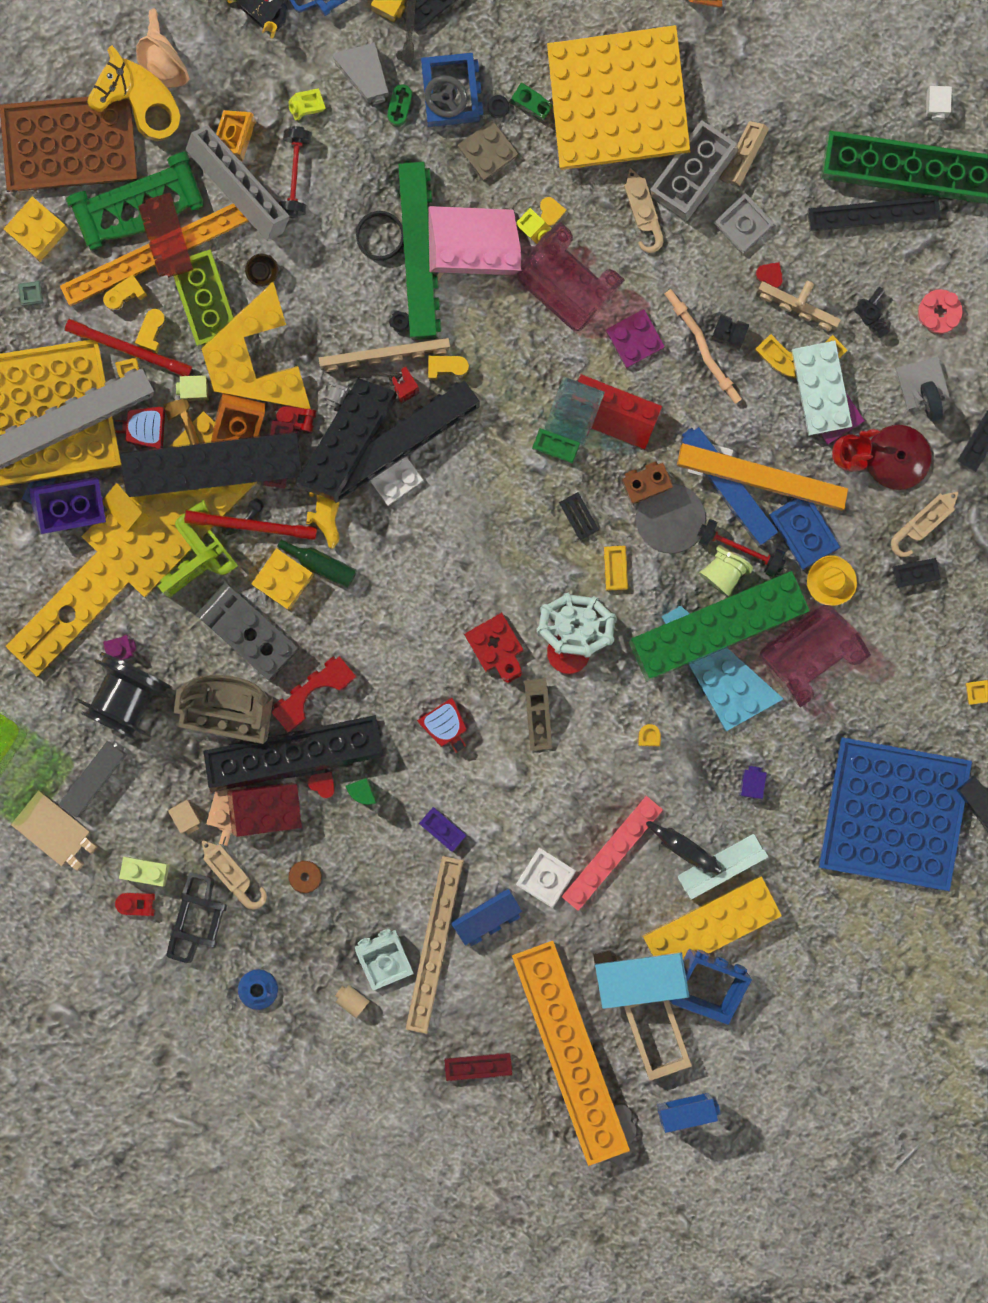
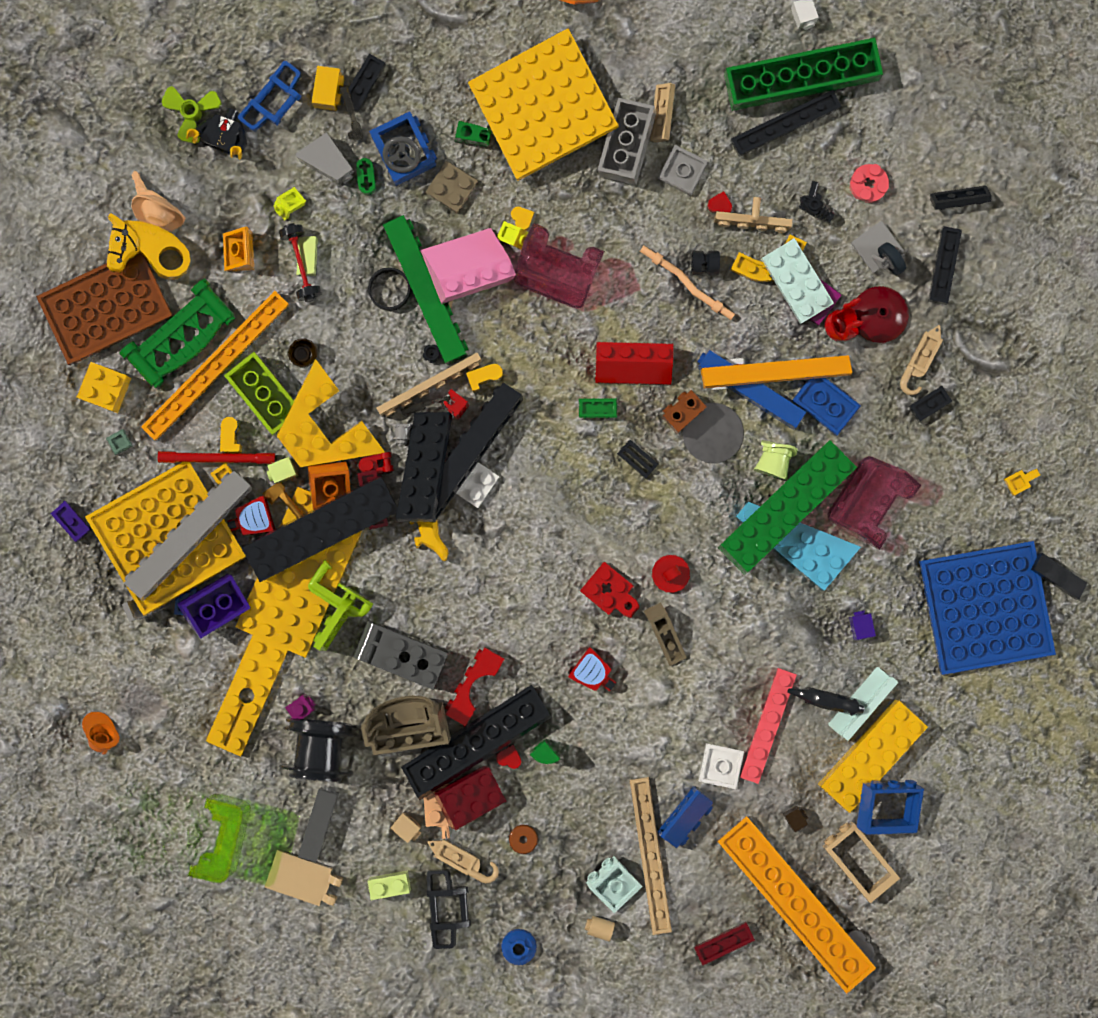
camera: 20 degrees left, 0 degrees up
(121, 507) = (259, 591): yellow sticker -> none
(122, 293) = (195, 413): yellow leg -> none
(128, 904) = (385, 916): red plate -> none
(165, 236) = (207, 345): clear red windscreen -> none
(237, 183) = (256, 288): light grey brick -> none
(256, 506) = (357, 573): black piece -> none
(282, 579) = (414, 601): yellow brick -> none
(297, 531) = (329, 576): red piece -> none
(307, 164) = (308, 252): none -> yellowish green slope
(321, 564) = (441, 576): dark green piece -> none
(442, 829) = (622, 758): dark purple plate -> none
(498, 106) = (446, 148): black tile -> none
(574, 410) = (603, 373): clear light blue slope -> none
(576, 639) = (672, 540): light aqua plate -> none
(615, 568) = (683, 490): yellow tile -> none
(635, 338) = (629, 296): magenta plate -> none
(642, 980) = (834, 824): medium azure tile -> none
(643, 209) = (596, 189): tan plate -> none
(649, 736) = (762, 617): yellow tile -> none
(688, 1112) = (912, 919): blue window -> none
(774, 563) = (812, 438): black axle -> none
(831, 580) = (864, 435): yellow hat -> none

